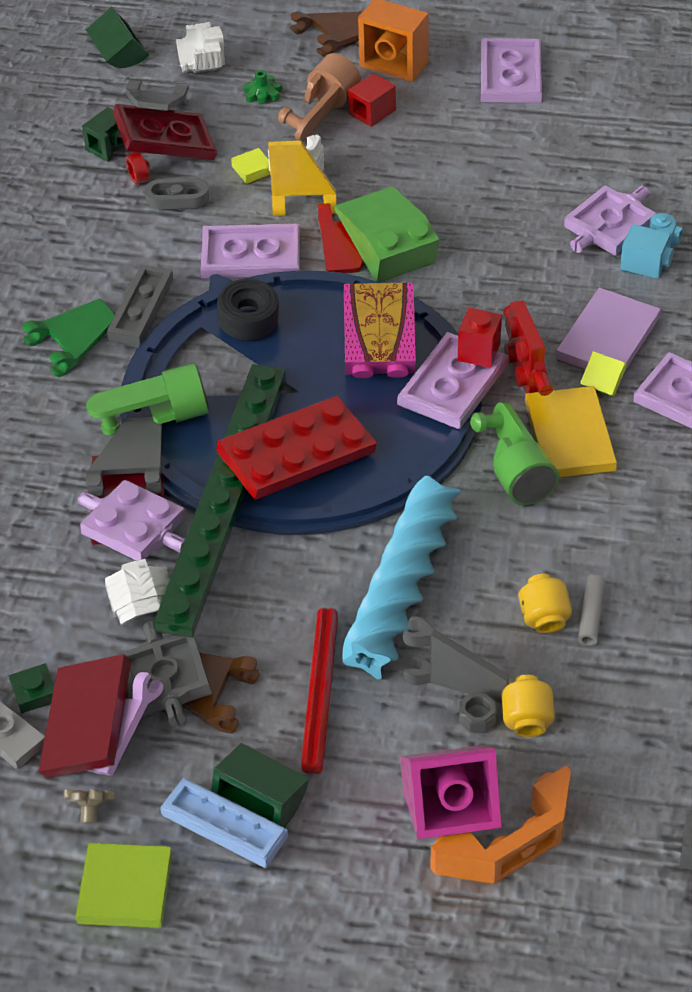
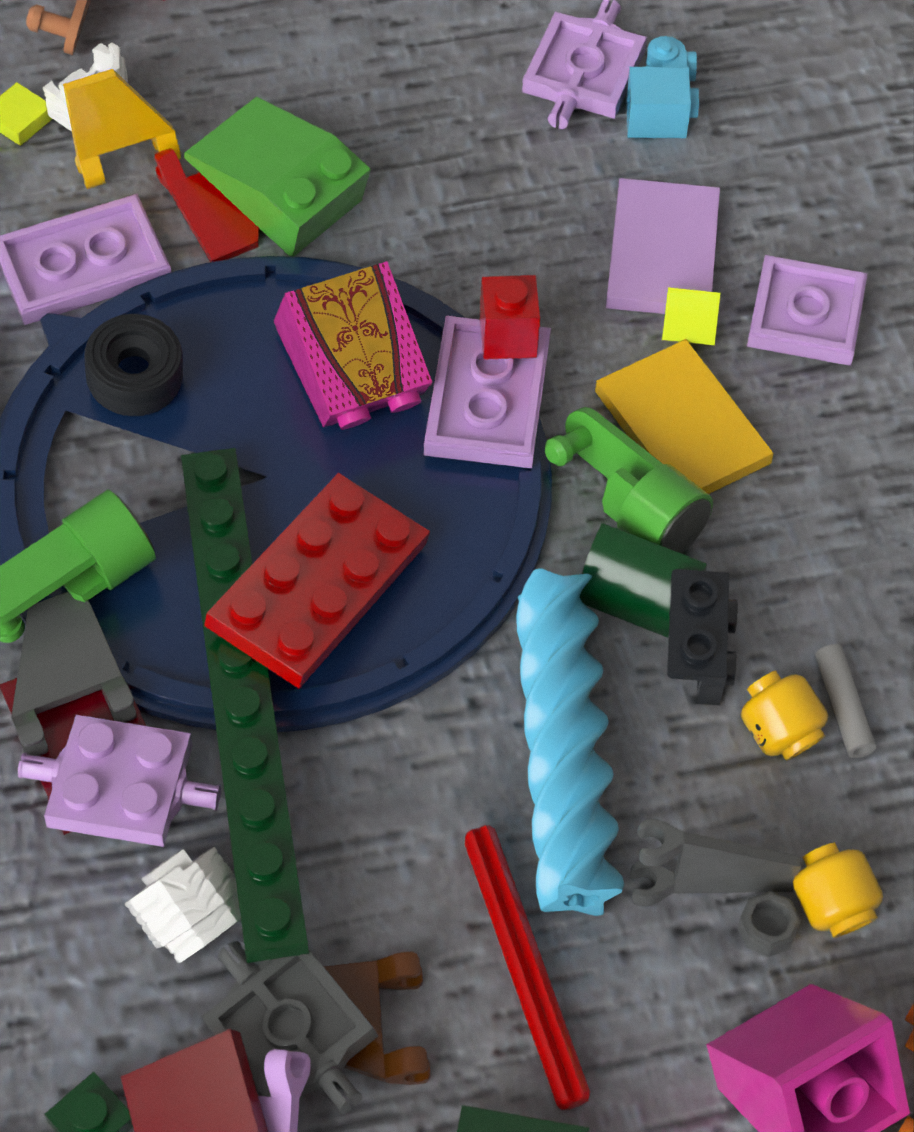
camera: 25 degrees left, 10 degrees up
(494, 508) = (632, 578): none -> dark green brick
(513, 541) = (699, 632): none -> black bracket
(526, 350) = (579, 314): red plate -> none

